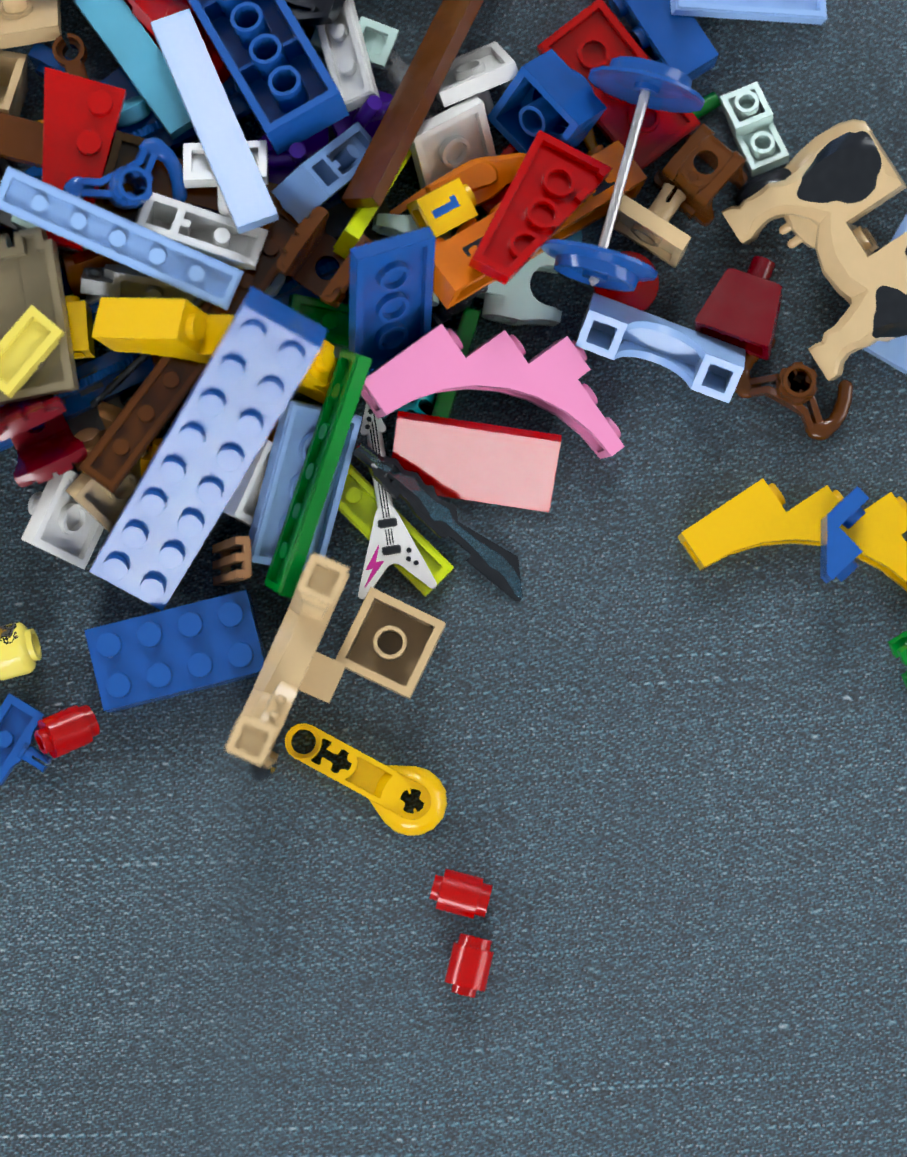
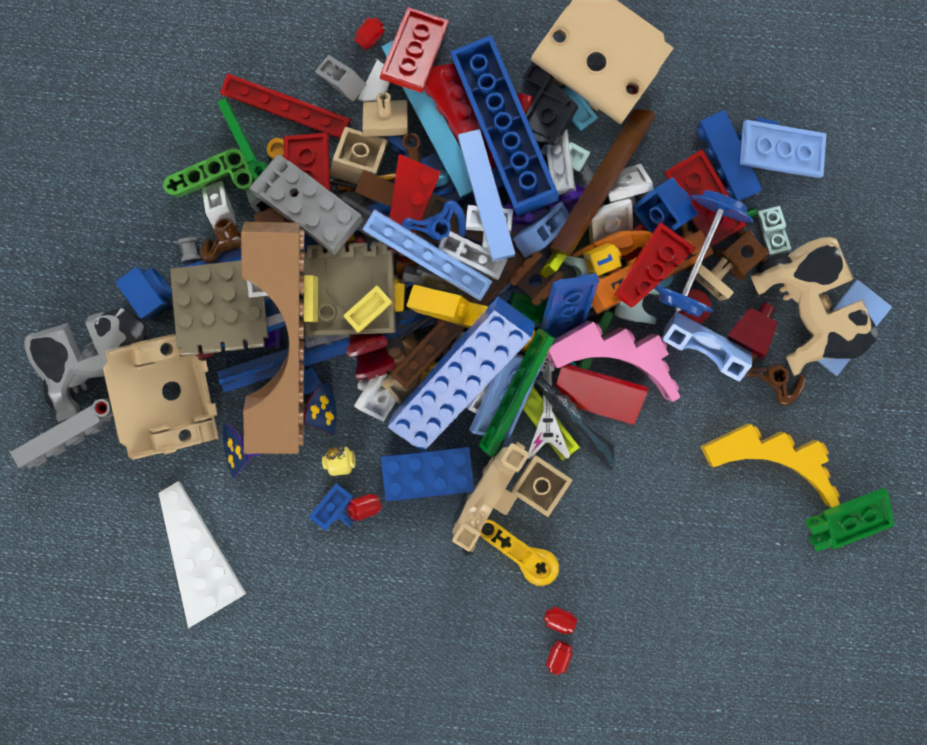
camera: 10 degrees right, 5 degrees up
(226, 560) = (458, 430): medium nougat tile -> none
(836, 546) = (786, 471): blue slope -> none

